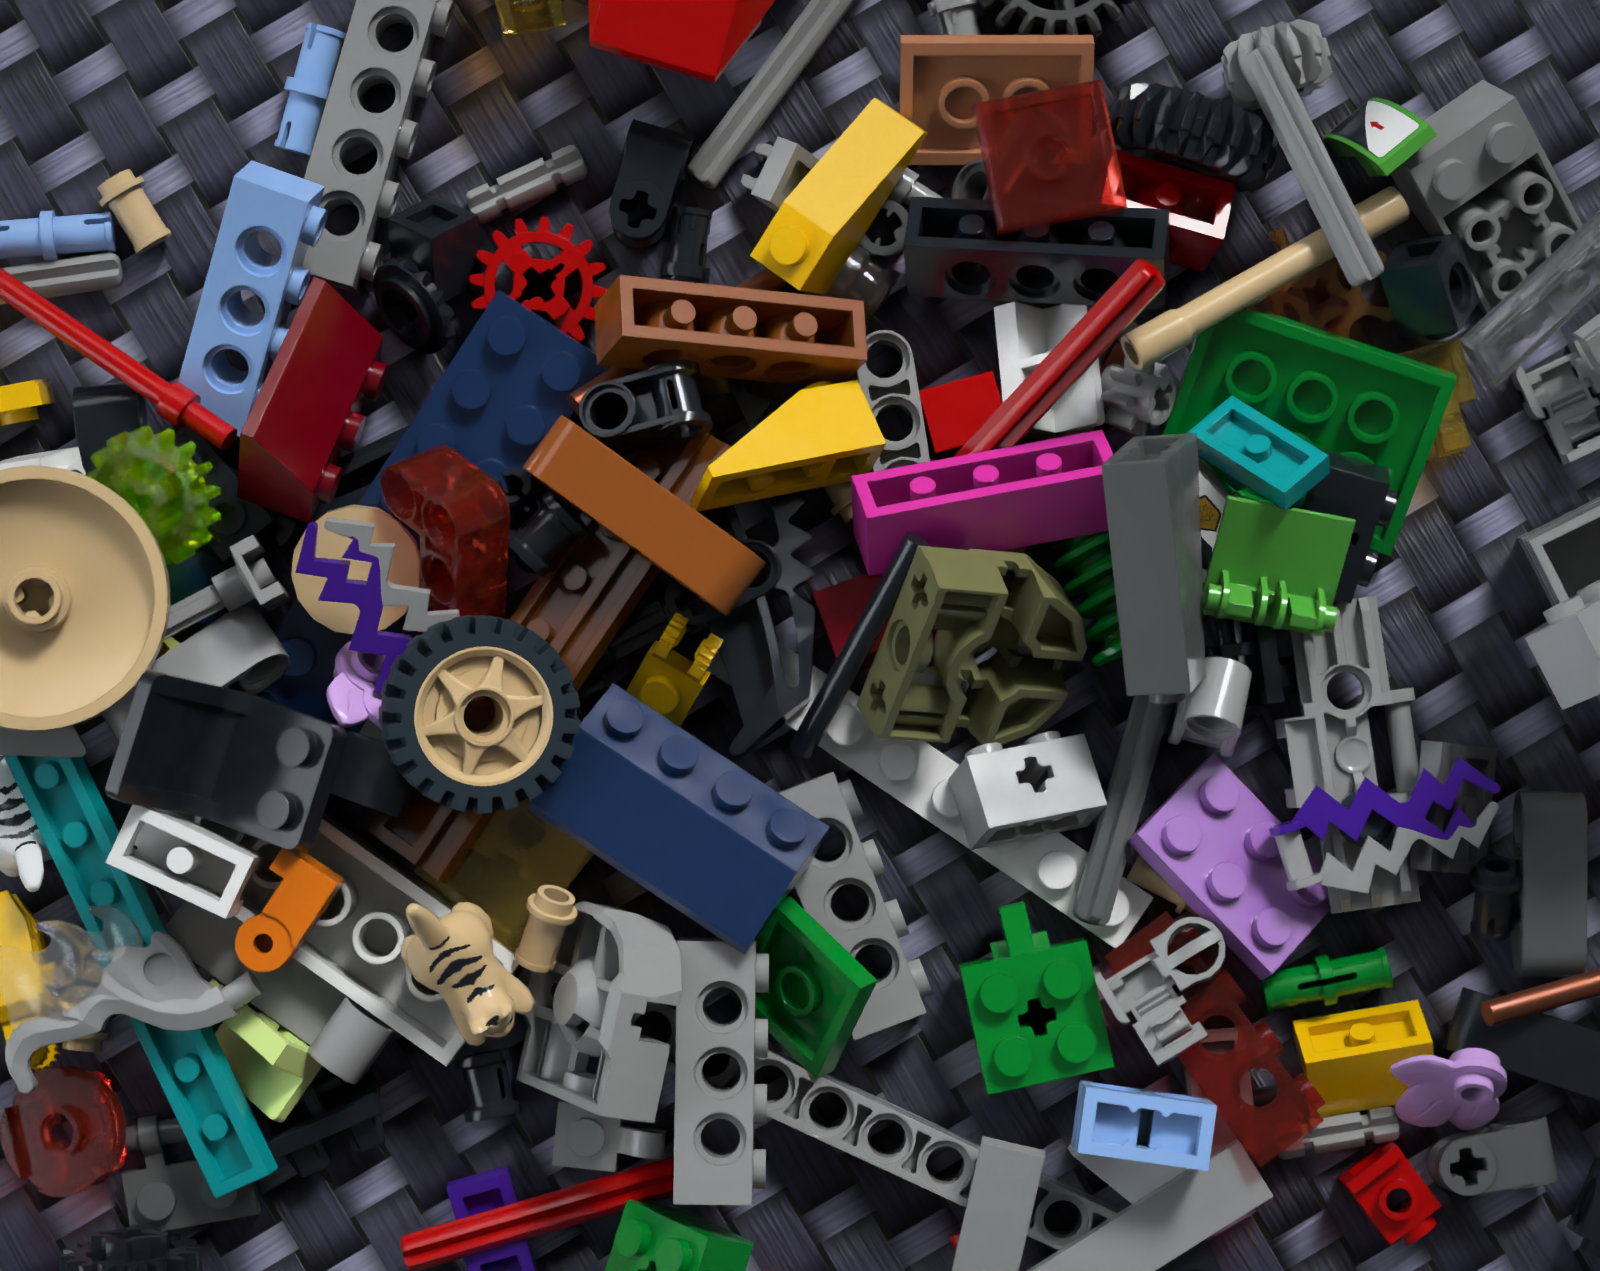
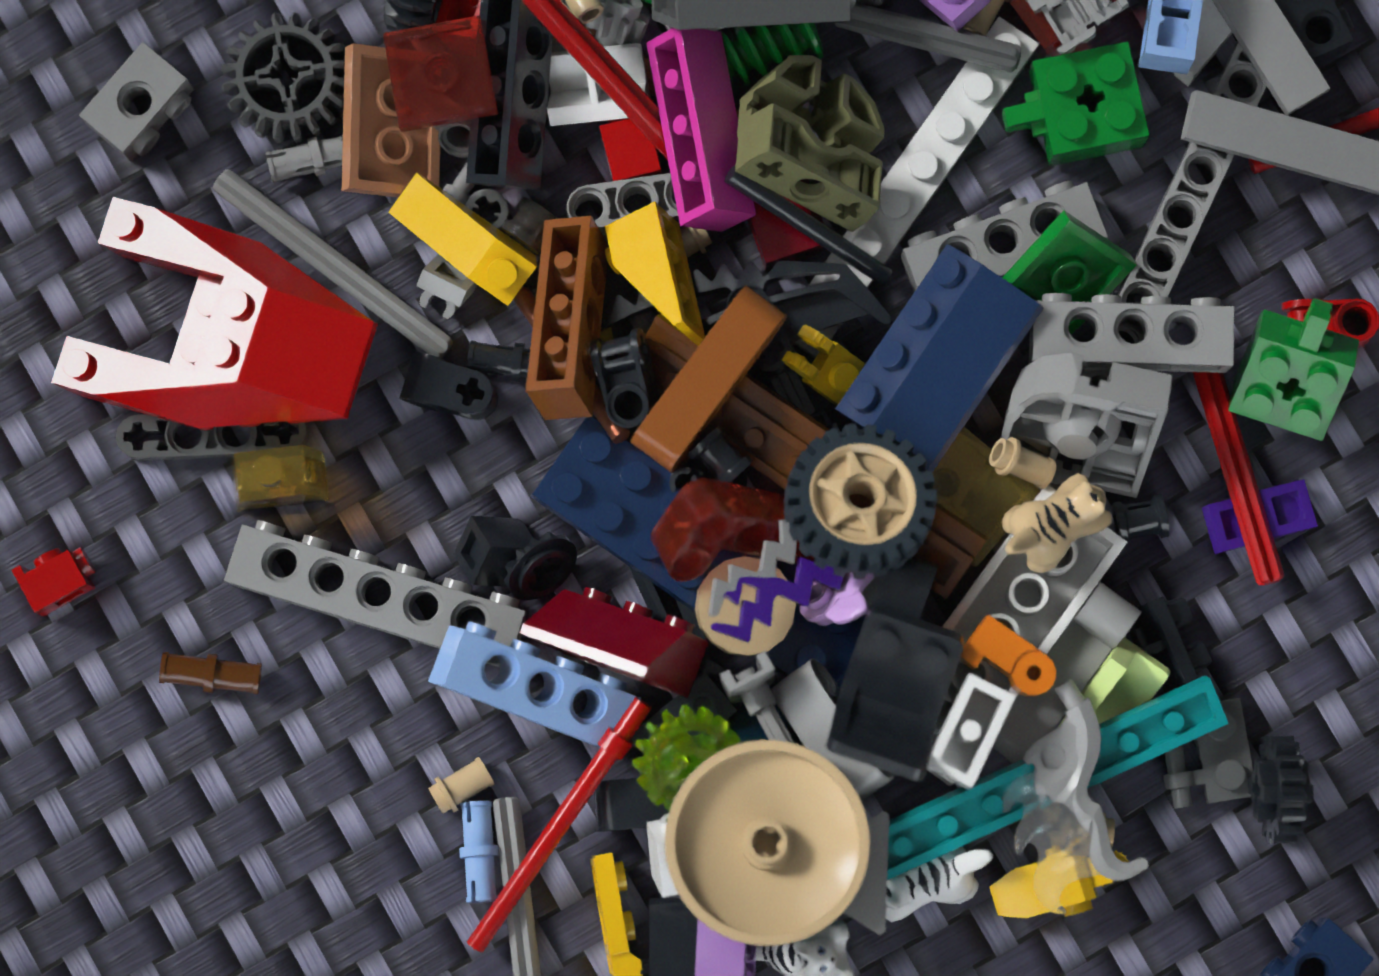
camera: 85 degrees left, 5 degrees down
(97, 1126) = (1200, 859): clear red plate -> none
(309, 88) = (369, 647): light blue pin -> none
(519, 263) = (509, 485): red gear -> none
(527, 184) = (446, 481): light grey axle -> none
(595, 1141) = (1180, 438): light grey plate -> none
(1026, 789) = (917, 105): brick -> none

